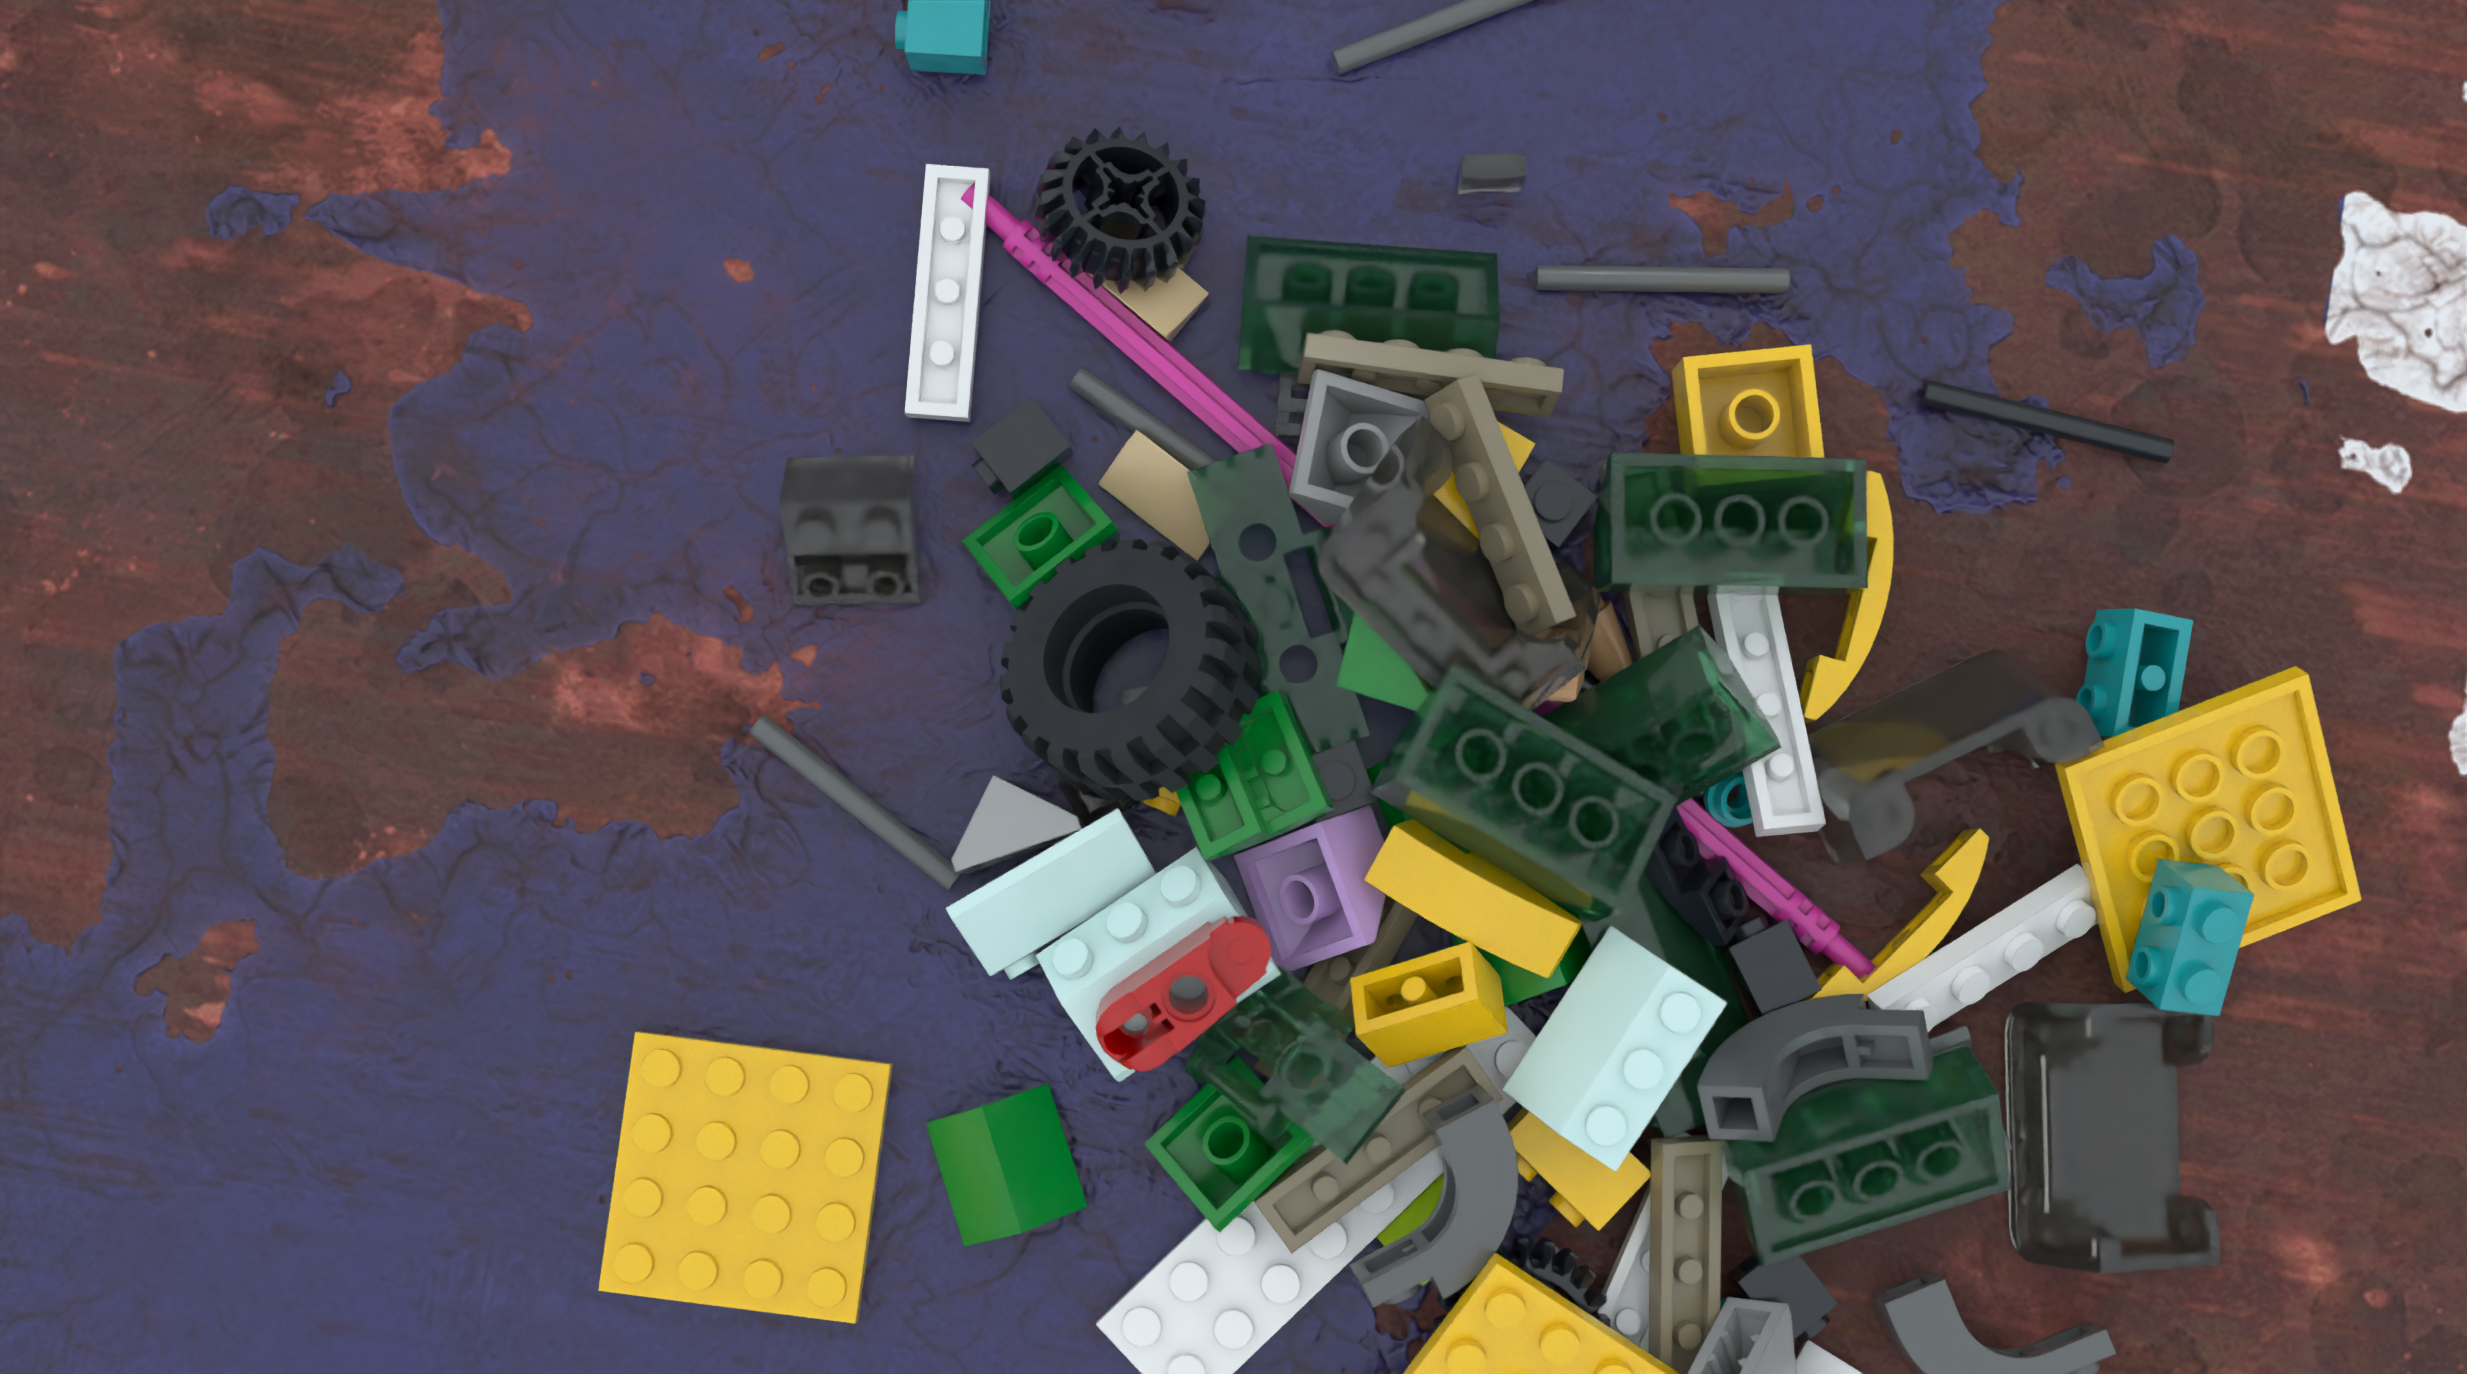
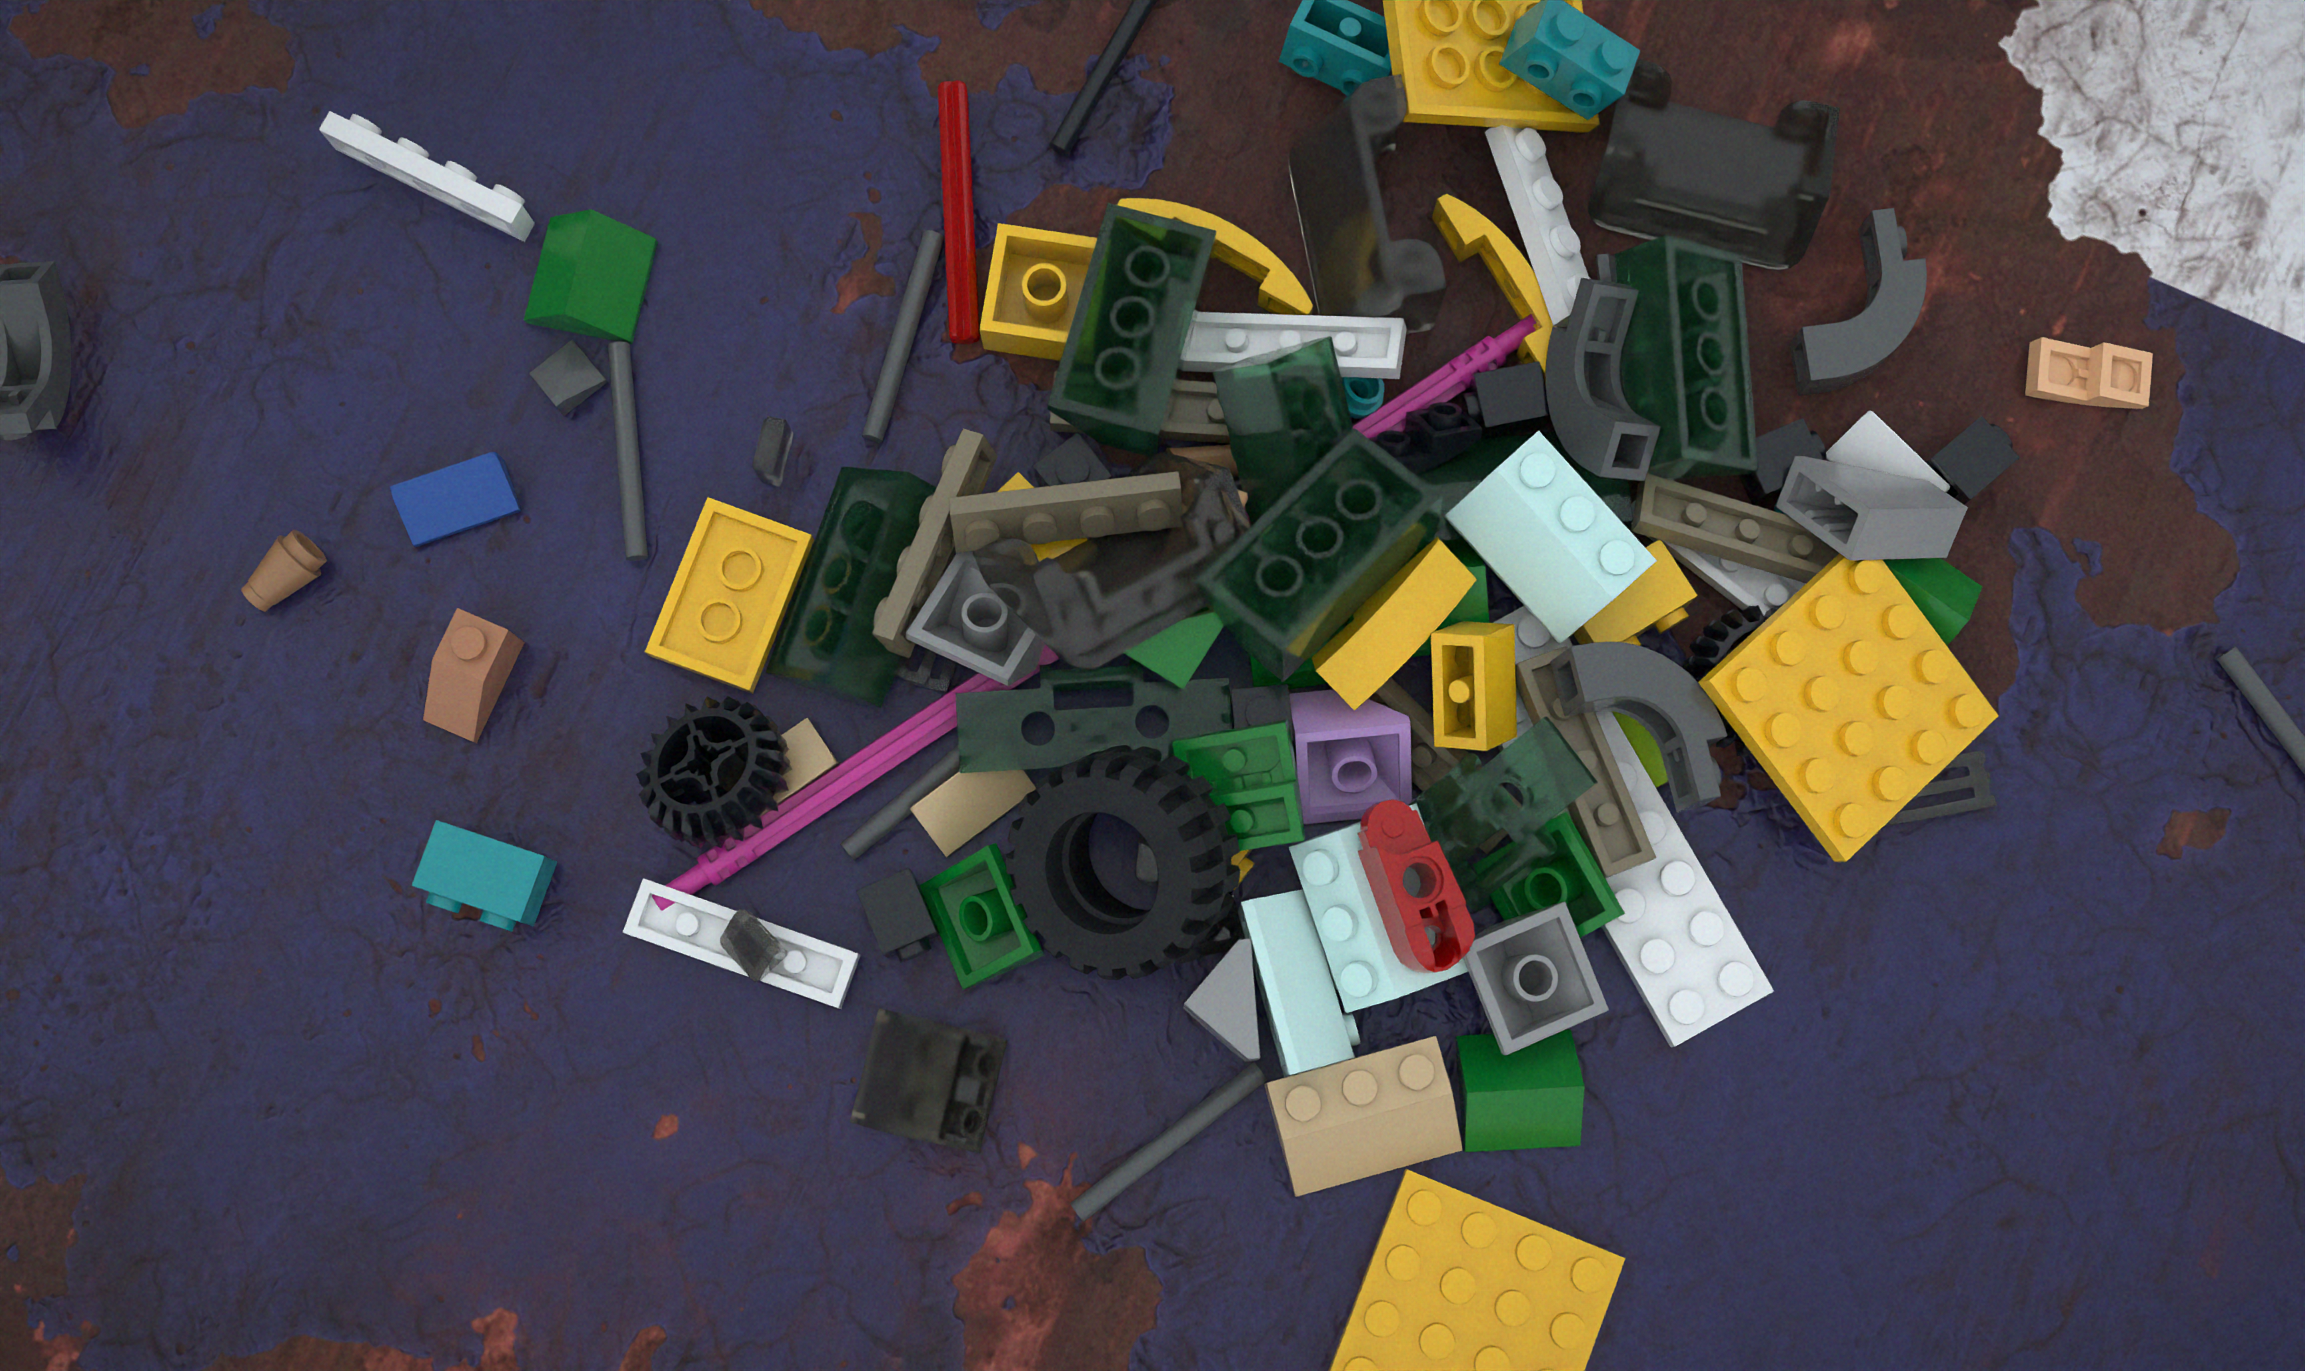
camera: 70 degrees left, 5 degrees down
(934, 1004) = (1365, 1116): none -> tan slope
(946, 303) = (751, 945): none -> clear smoke slope
(1126, 1148) = (1533, 977): none -> light grey slope
(1320, 173) = (729, 595): none -> yellow plate
(1821, 299) = (958, 212): none -> red axle

